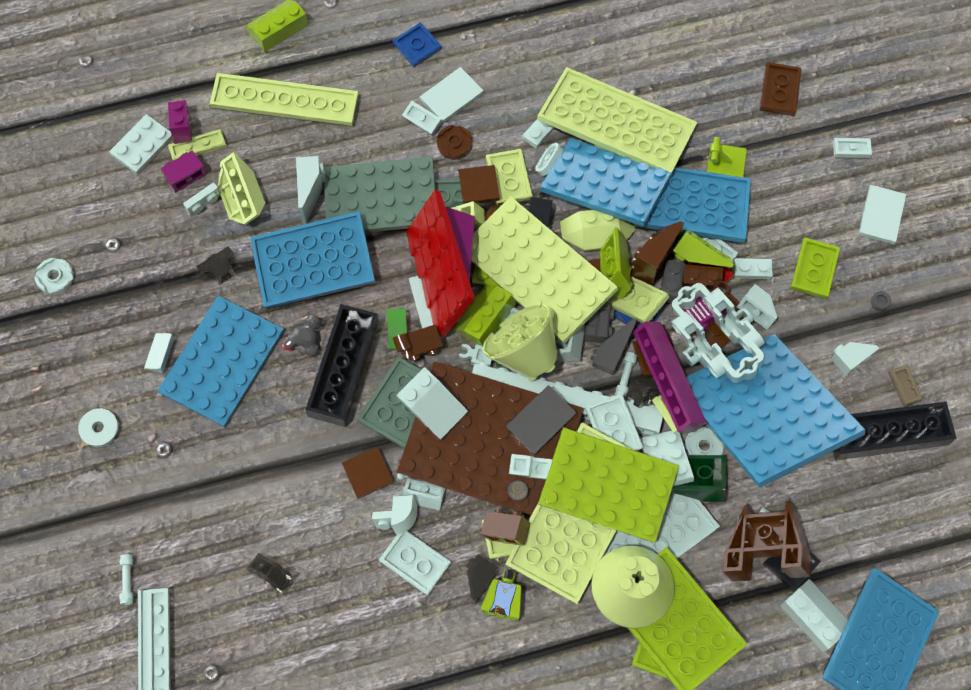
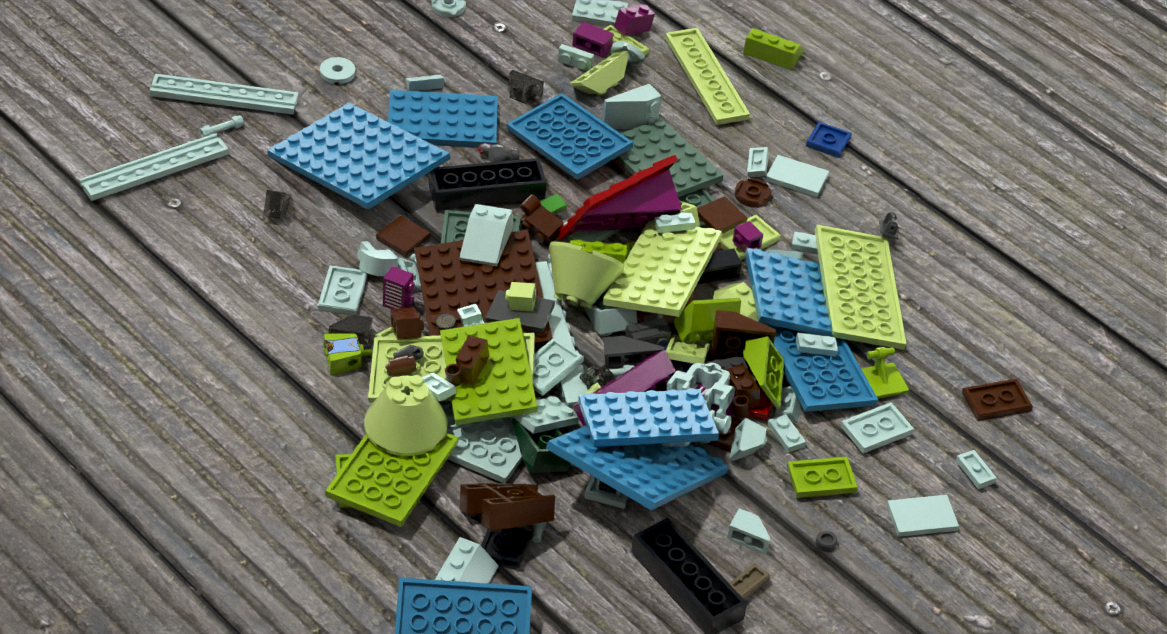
camera: 60 degrees right, 25 degrees down
(77, 557) = (224, 94): none -> light aqua plate
(234, 147) = (635, 56): none -> light aqua tile
(245, 466) = (358, 155): none -> dark azure plate
(452, 513) = (398, 289): none -> magenta brick
(484, 229) = (672, 223): none -> light aqua plate
(520, 178) = (747, 236): none -> magenta brick
(535, 412) = (521, 296): none -> yellowish green brick
(547, 542) = (411, 350): none -> dark grey arm
(560, 59) = (889, 227): none -> dark grey hinge
(565, 559) = (401, 366): none -> reddish brown brick
(607, 499) = (469, 362): none -> reddish brown hinge
(610, 541) = (439, 387): none -> light aqua plate
(676, 192) = (816, 344): none -> light aqua plate
(744, 381) = (647, 417): none -> plate
(778, 196) = (877, 427): none -> light aqua plate

